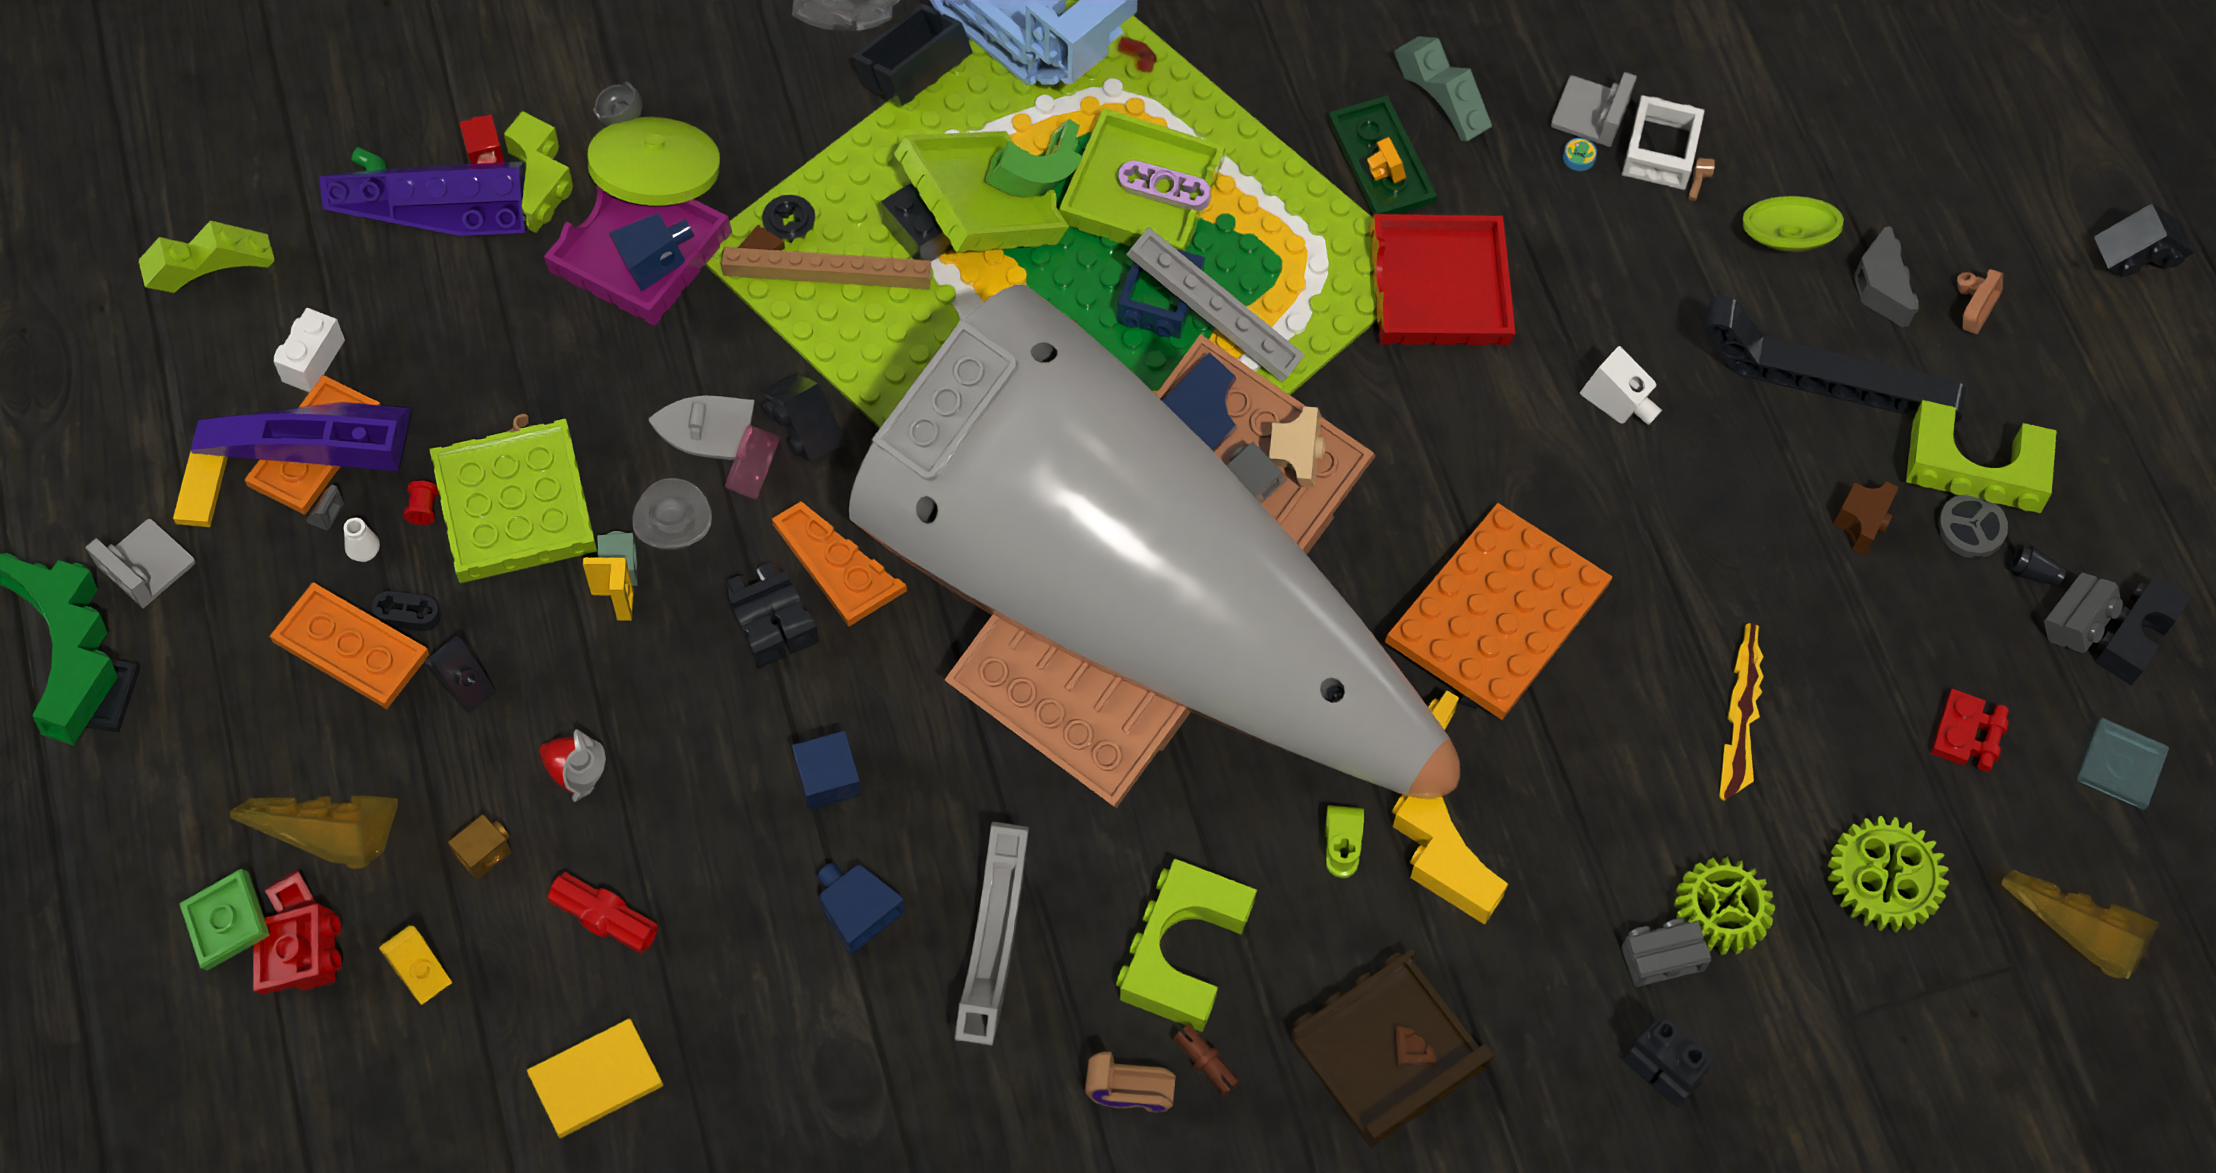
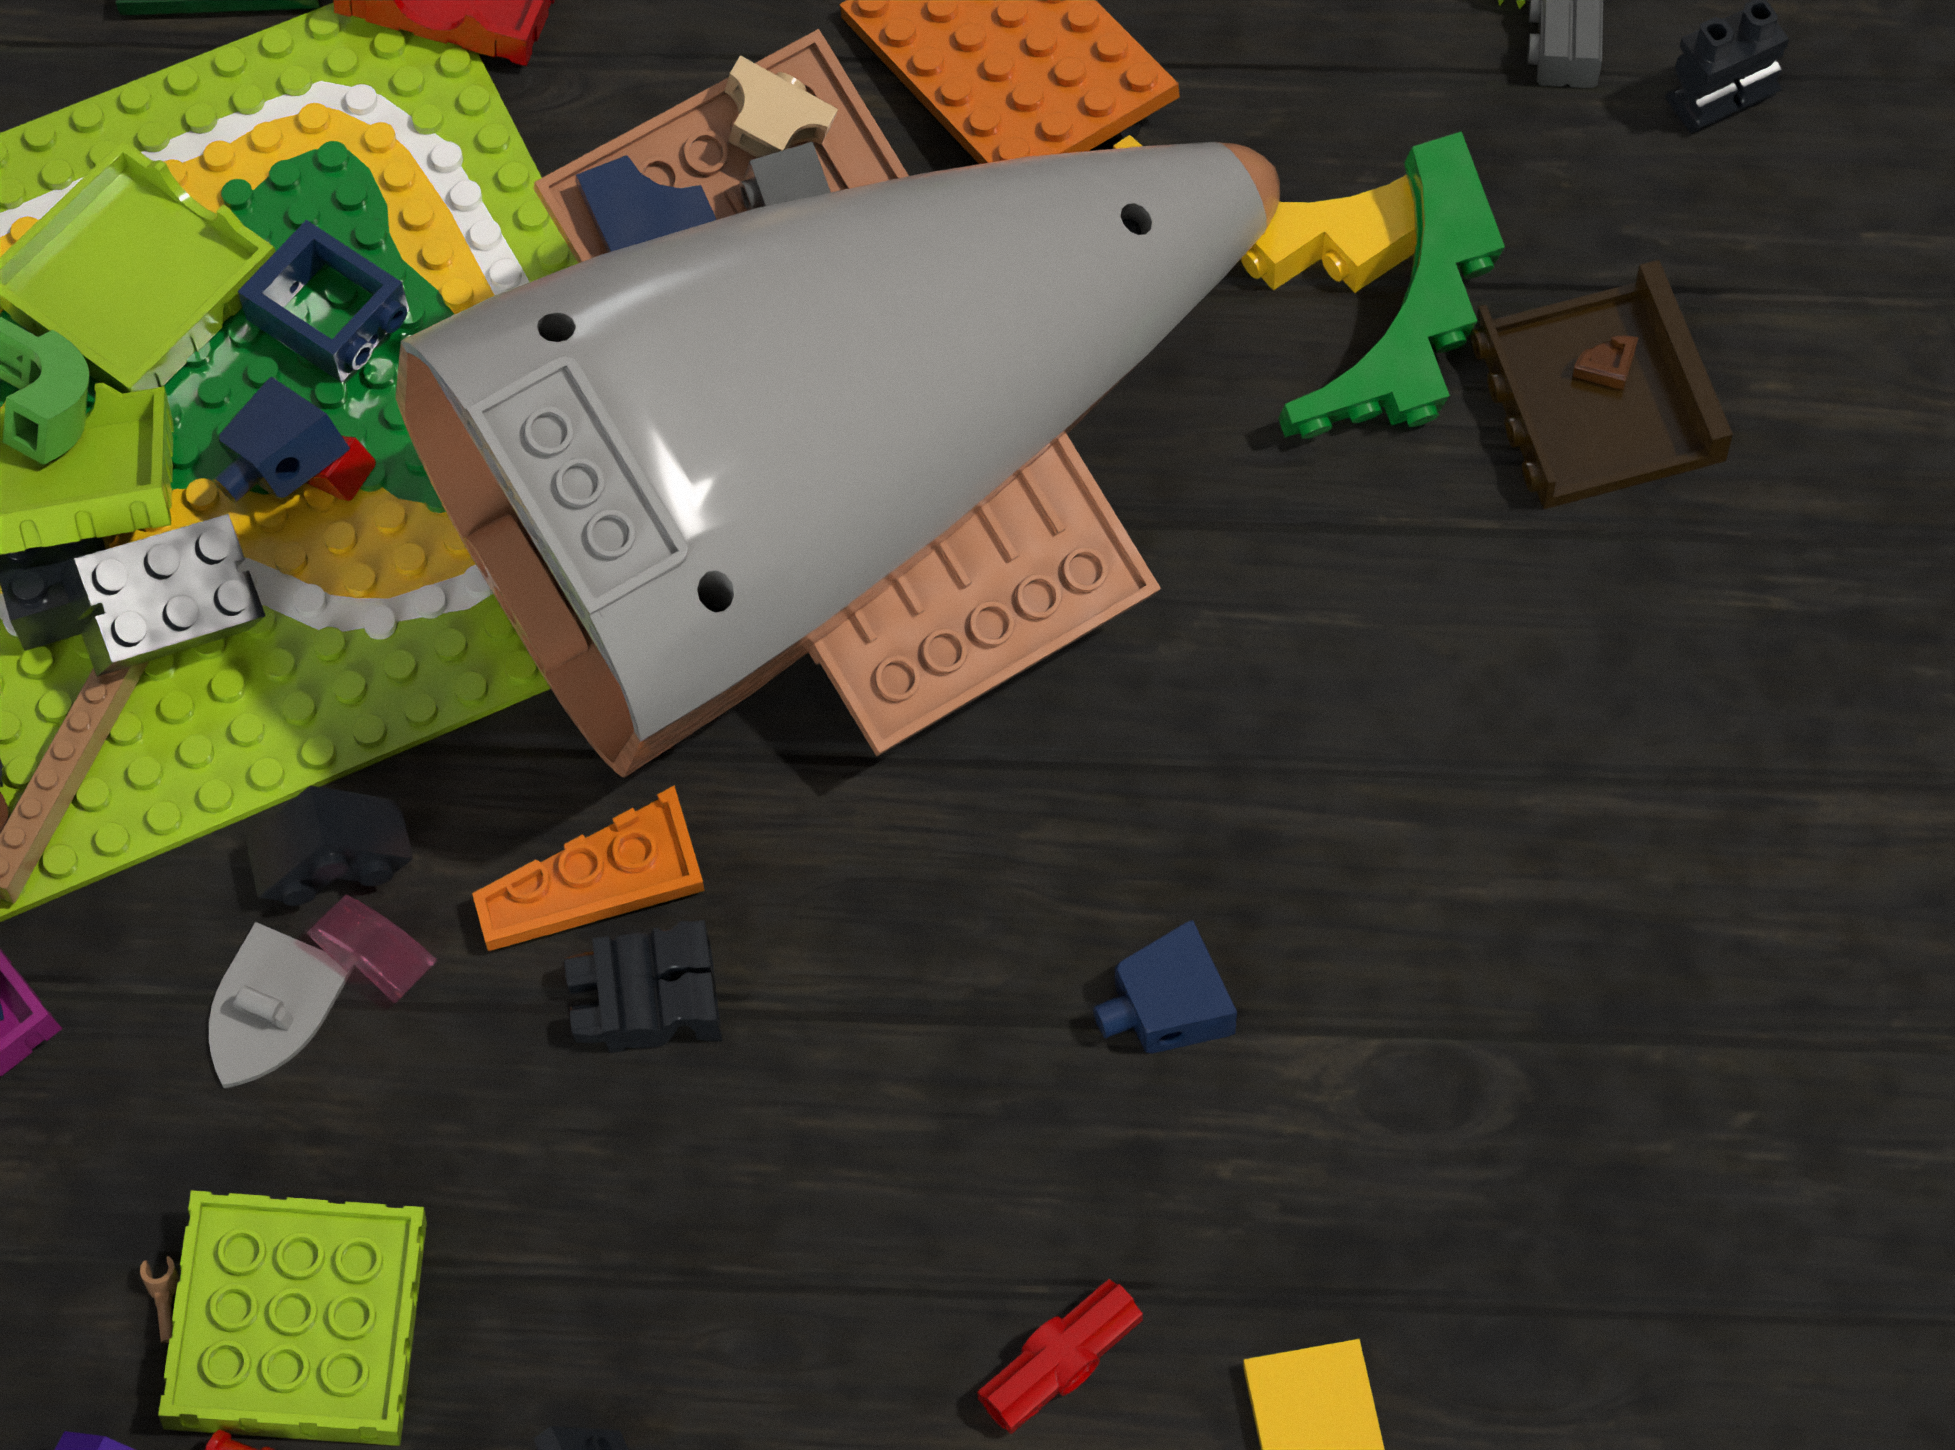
camera: 65 degrees left, 0 degrees up
(574, 763) = (794, 1340): light grey hat -> none
(612, 579) = (522, 1183): yellow panel -> none
(620, 545) = (464, 1186): sand green brick -> none
(671, 515) = (414, 1092): clear hat -> none
(826, 770) = (946, 972): dark blue head -> none
(920, 269) = (162, 594): none -> piece
(994, 934) = (1310, 840): light grey arch -> none
(1060, 287) = (277, 443): none -> dark blue torso
(1128, 1084) = (1558, 717): medium nougat animal -> none
(1184, 895) = (1403, 644): lime arch -> none
(1189, 182) = (189, 220): lavender beam -> none
(1206, 1060) = (1547, 612): copper pin -> none
(1215, 304) = (392, 228): light grey plate -> none
(1343, 836) = (1276, 343): lime piece -> none
(1454, 913) = (1452, 238): none -> green arch

